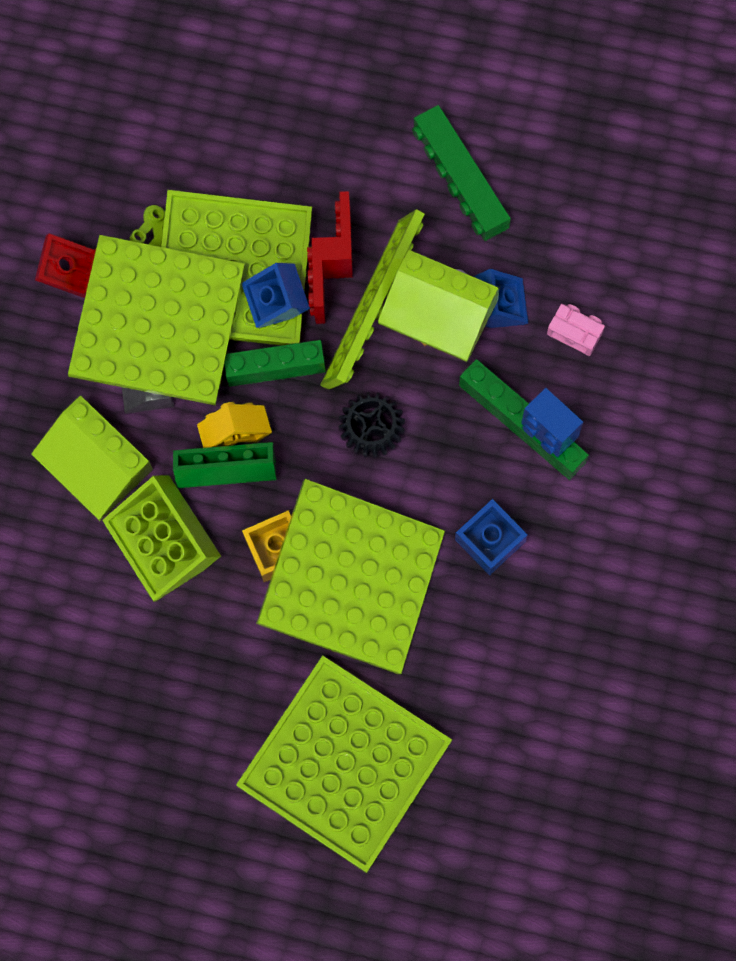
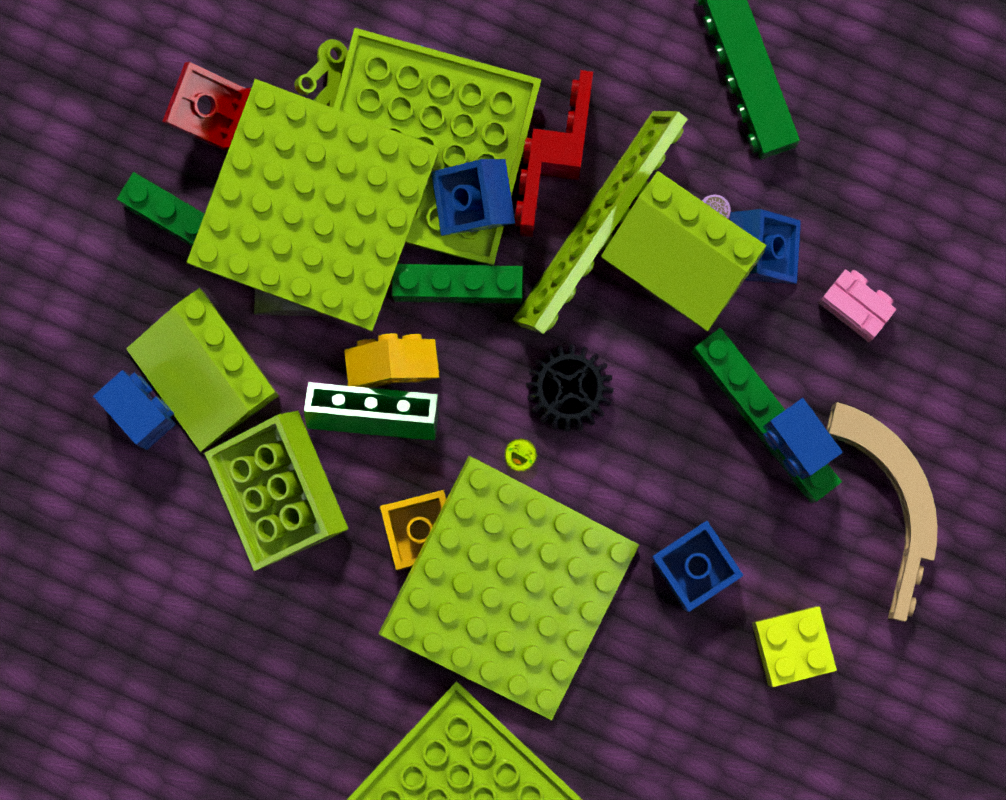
camera: 10 degrees right, 10 degrees up
(42, 346) = (161, 208): none -> green brick
(44, 492) = (134, 409): none -> blue brick
(343, 480) = (520, 455): none -> clear neon green tile
(576, 584) = (794, 646): none -> neon yellow brick
(637, 446) = (912, 490): none -> tan arch

